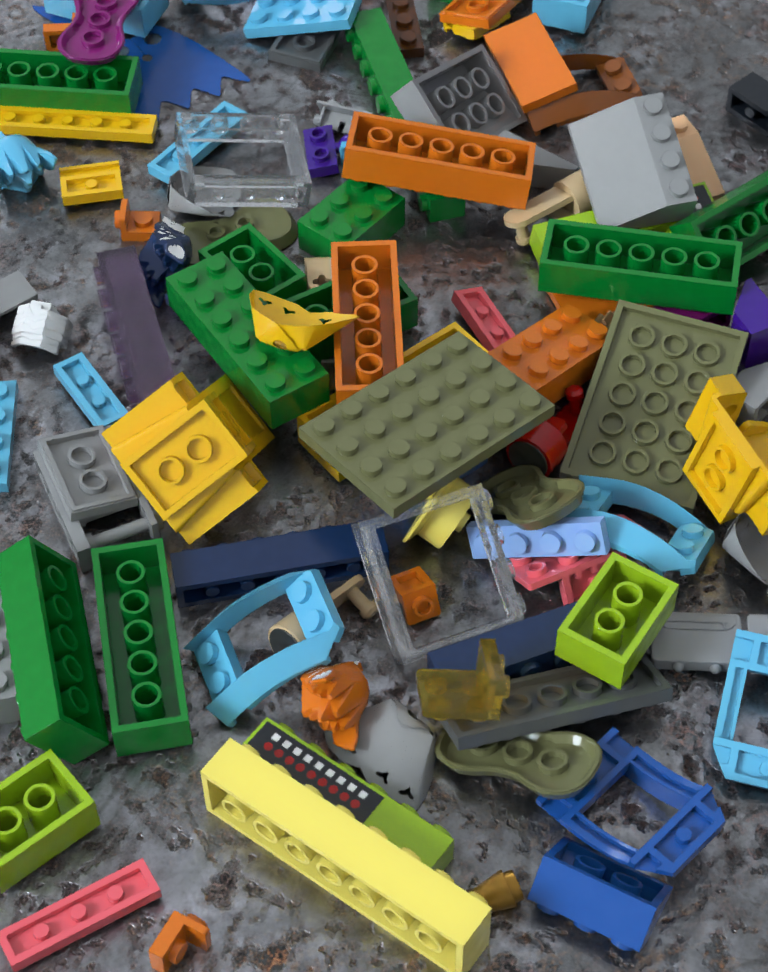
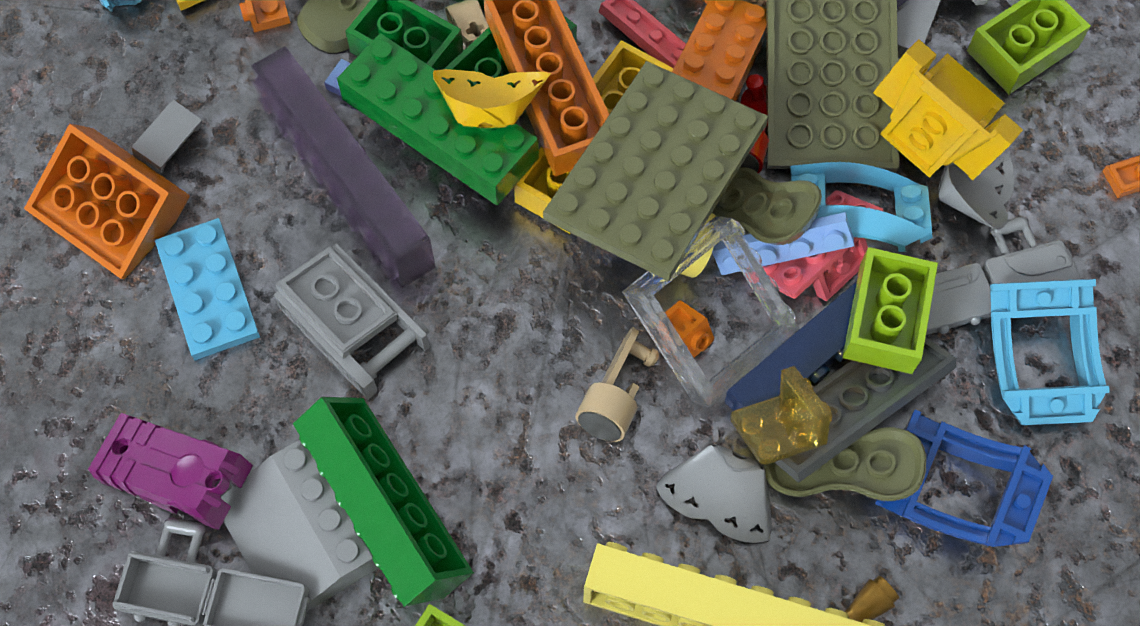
camera: 20 degrees left, 15 degrees up
(41, 326) = (219, 156): white hair -> none
(89, 390) = (298, 210): medium azure plate -> none
(140, 648) = (463, 465): green brick -> none
(164, 255) = (312, 42): dark blue piece -> none
(192, 452) = (435, 254): yellow piece -> none
(237, 691) = (543, 460): medium azure wedge -> none
(239, 567) = (545, 339): dark blue brick -> none
(336, 700) = (665, 461): orange piece -> none
(343, 787) = (711, 552): brick -> none
(599, 894) = (961, 573): blue slope -> none

